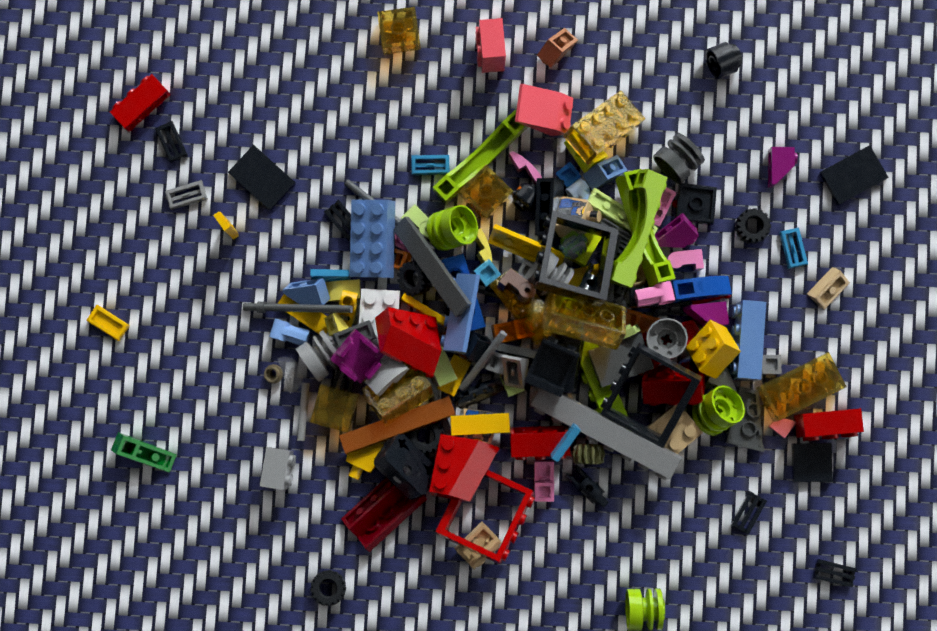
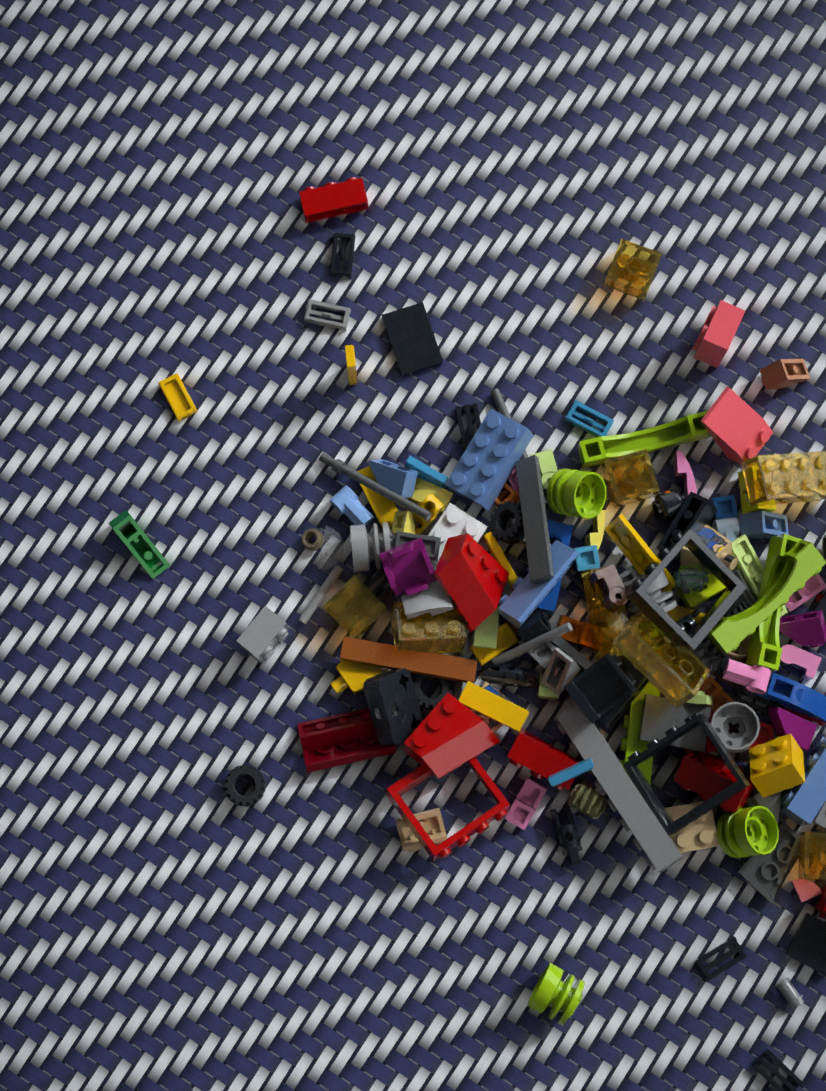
camera: 30 degrees right, 5 degrees down
(812, 509) = (790, 993): none -> light grey pin

